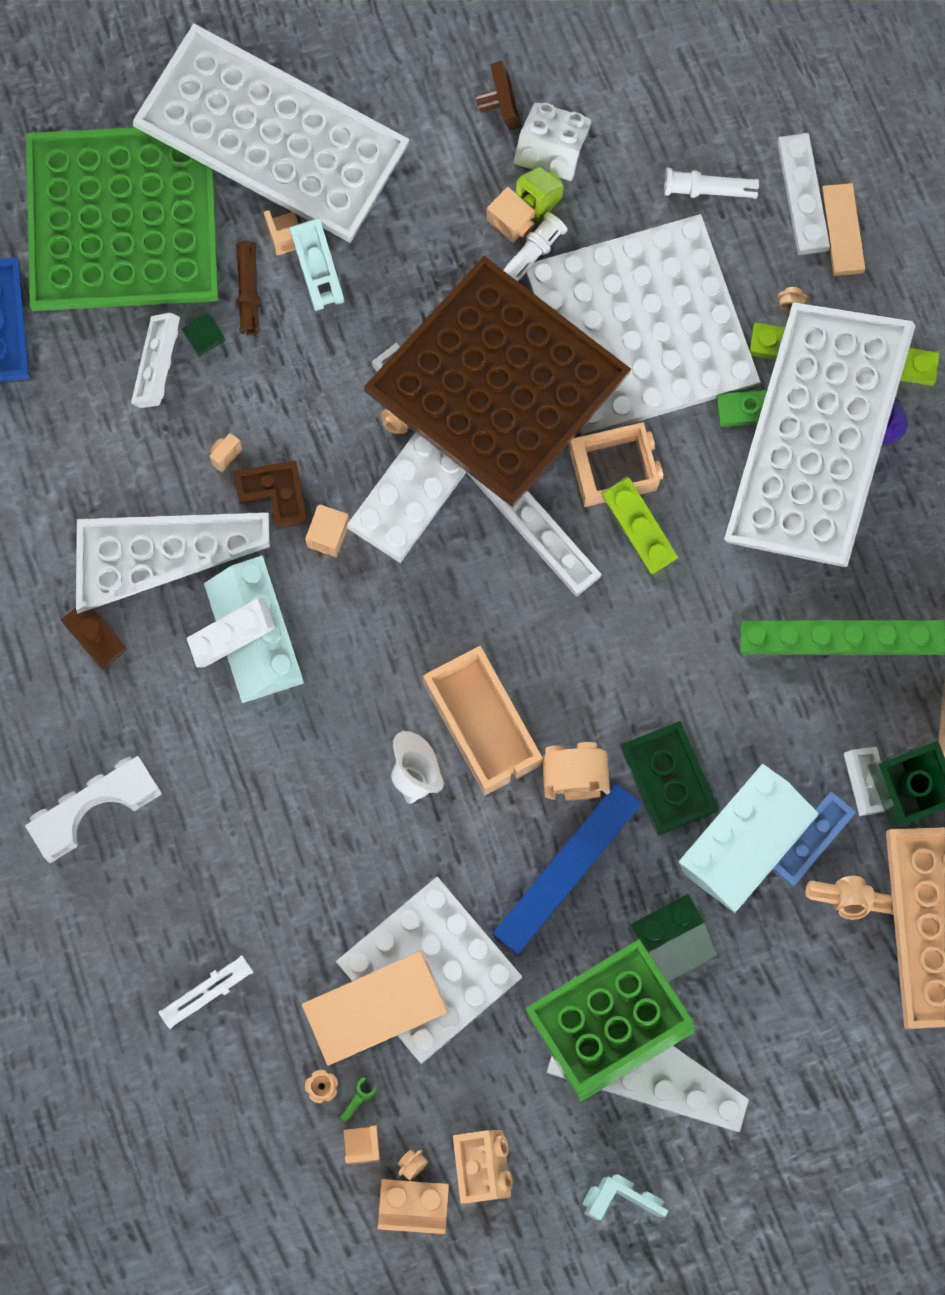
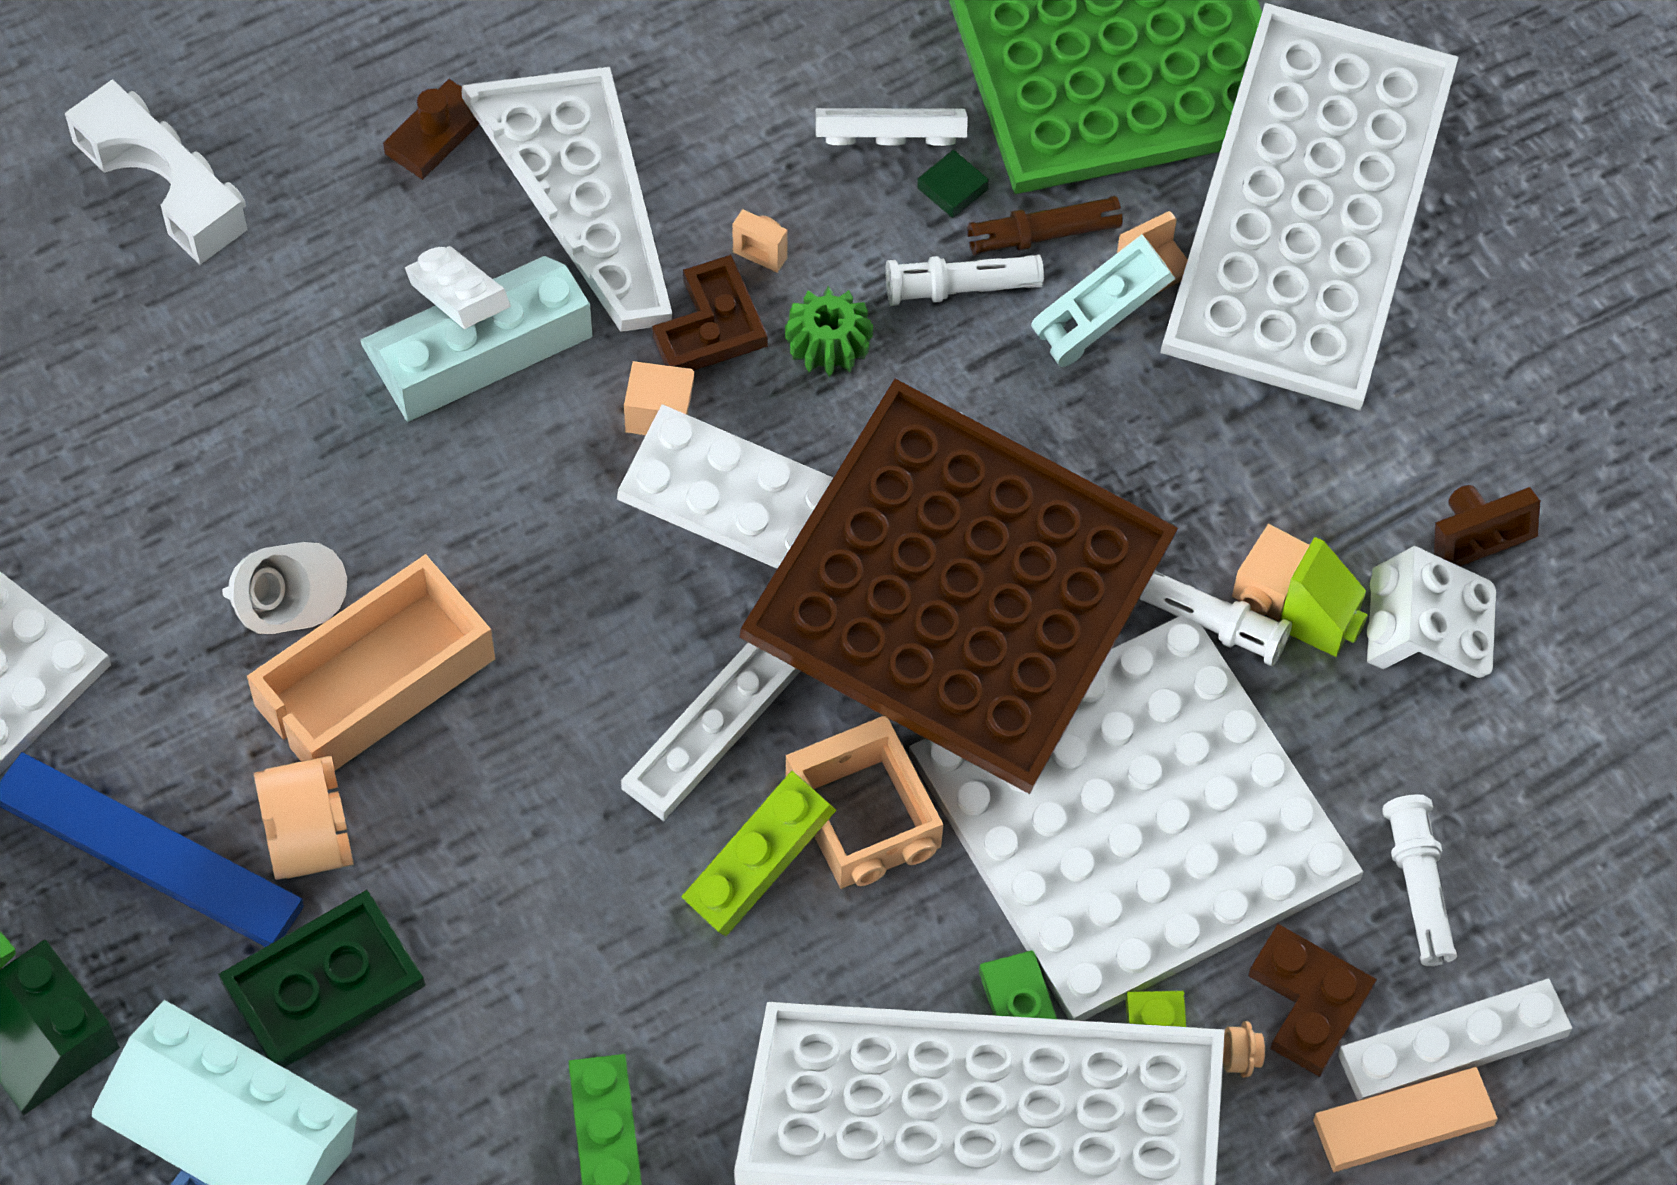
camera: 80 degrees right, 15 degrees down
(274, 352) = (939, 279): none -> white pin
(309, 419) = (828, 331): none -> bright green gear
(766, 251) = (1325, 996): none -> reddish brown plate

